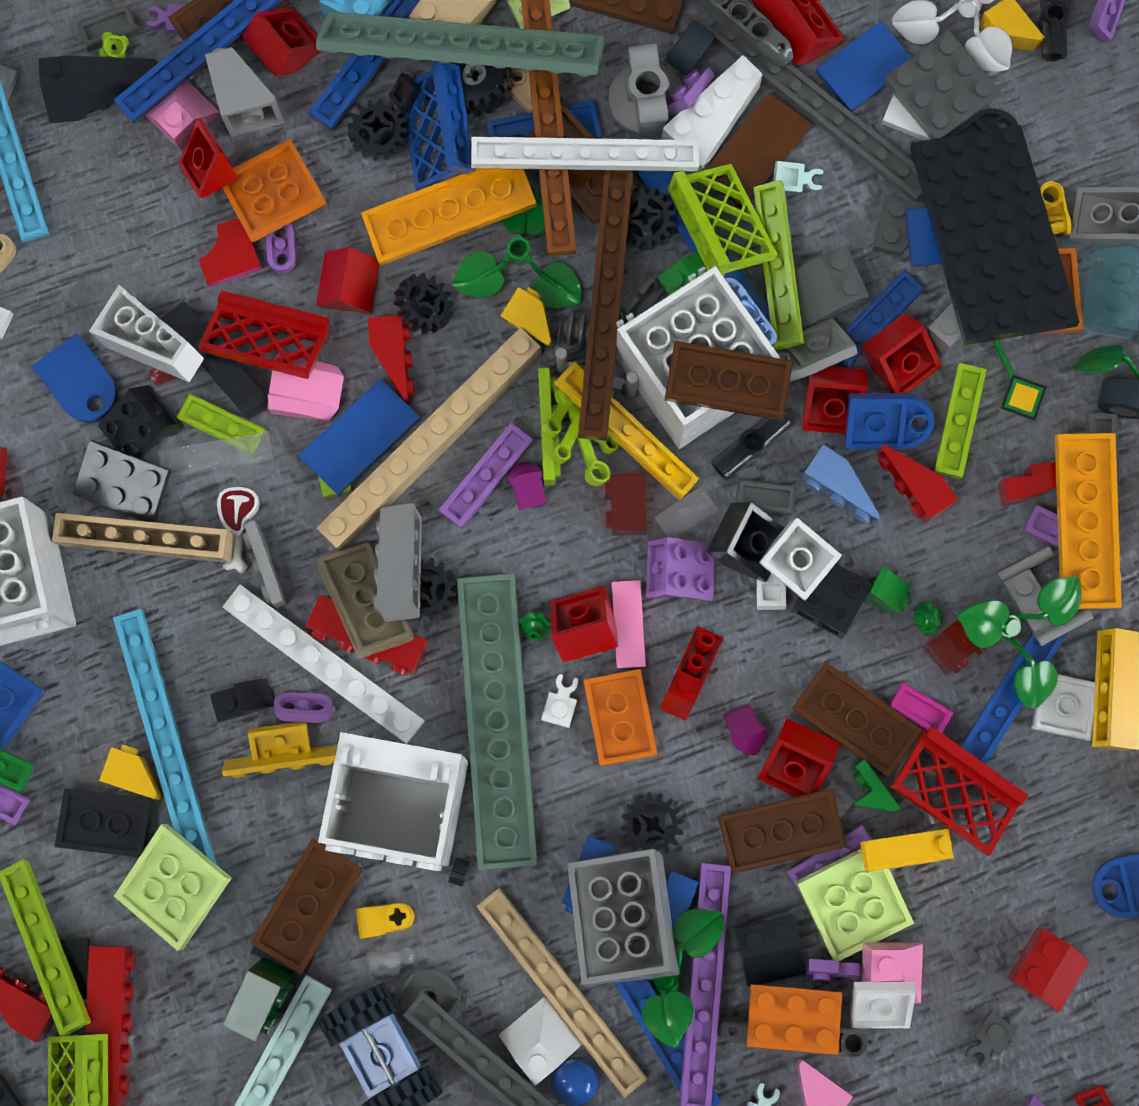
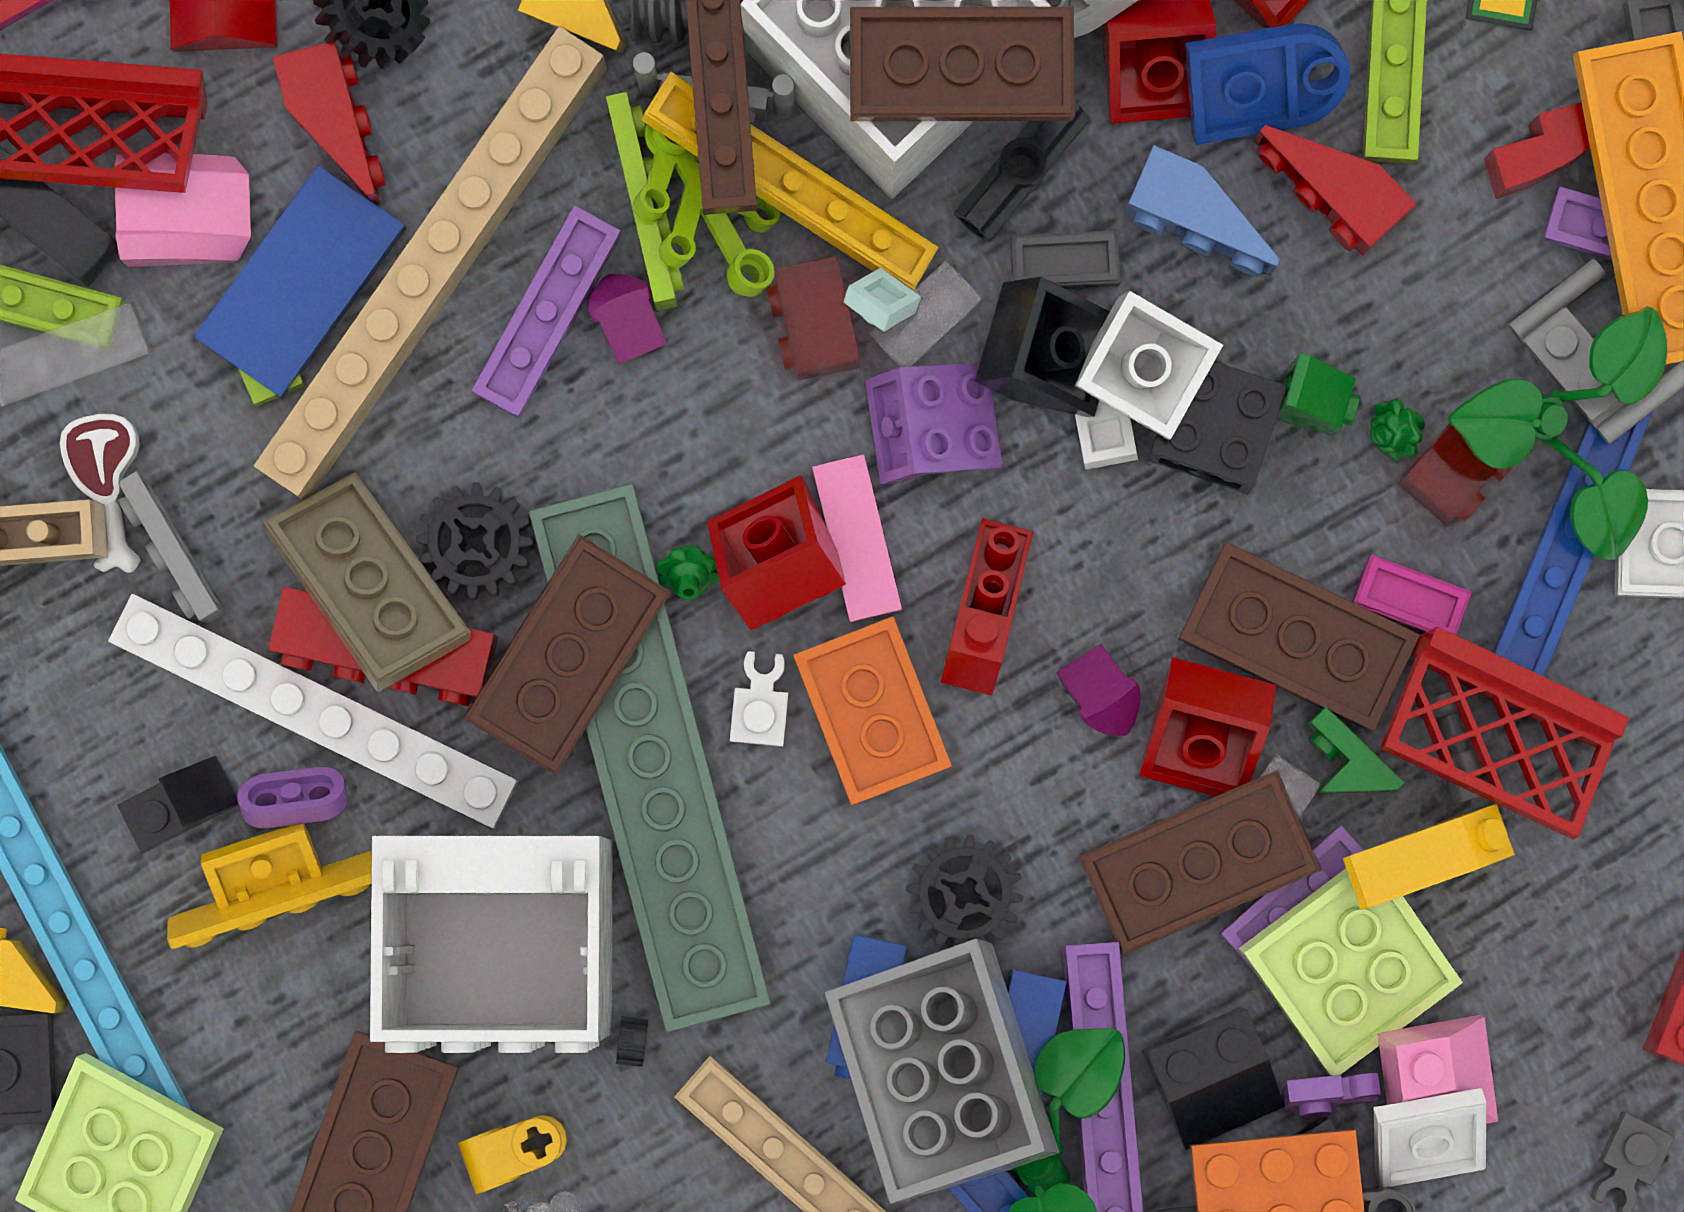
camera: 15 degrees left, 5 degrees up
(398, 562) = (416, 503): light grey brick -> none
(462, 657) = (567, 654): none -> reddish brown tile
(664, 500) = (882, 299): none -> light aqua plate

